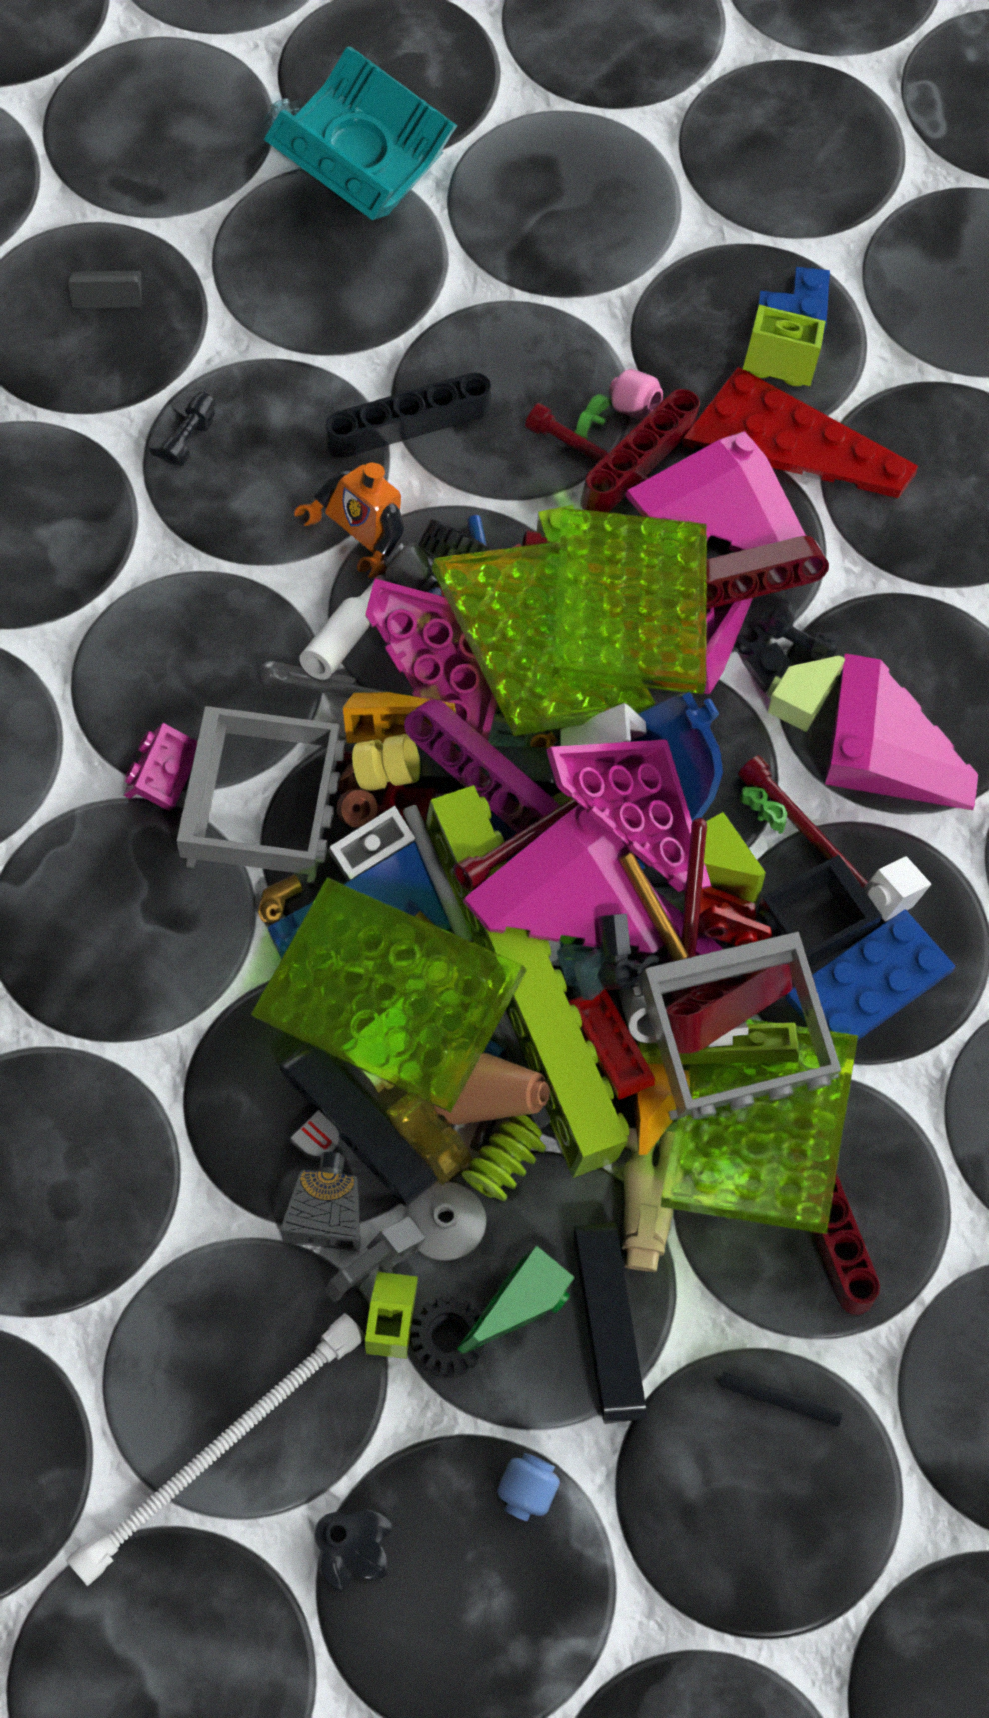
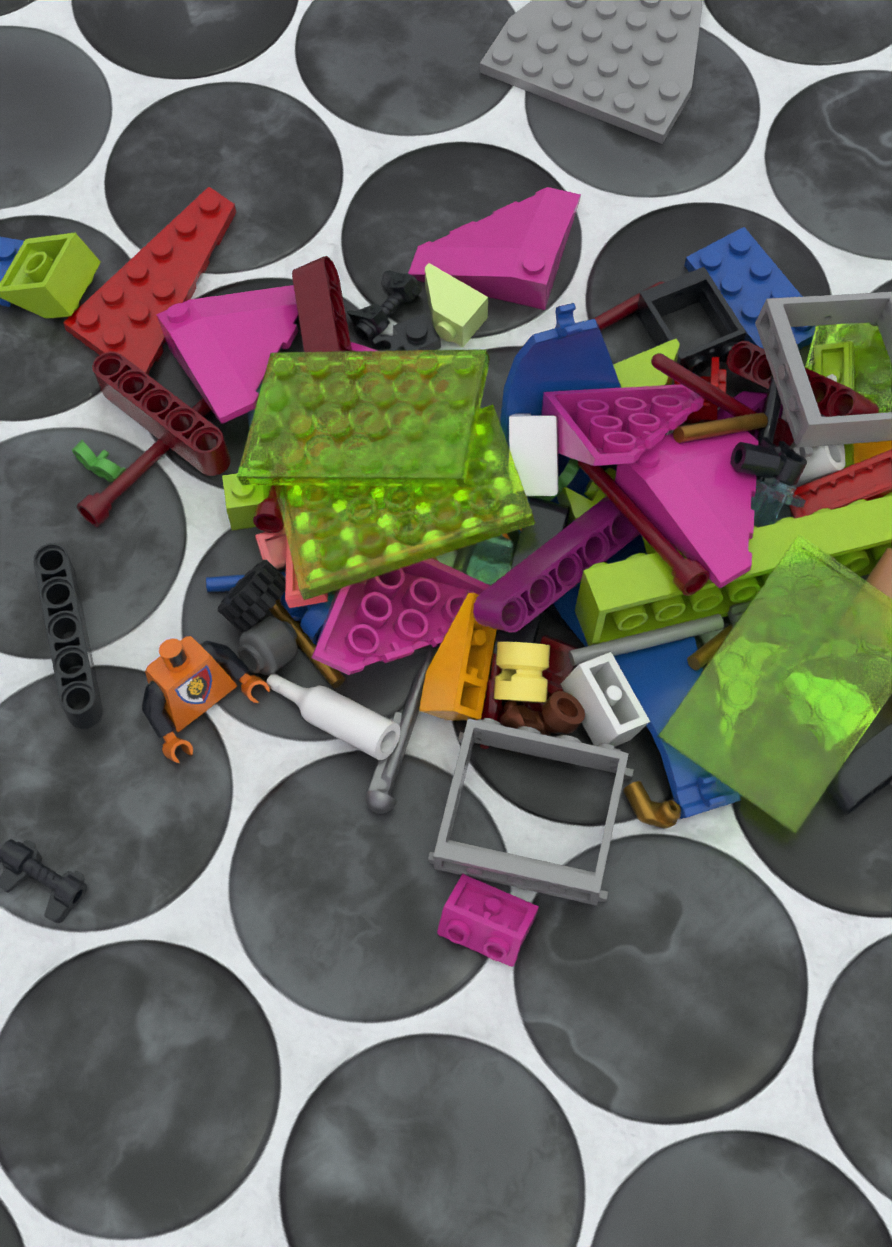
camera: 80 degrees left, 0 degrees up
(635, 393) = (82, 414): bright pink head -> none
(896, 887) = (670, 255): white brick -> none

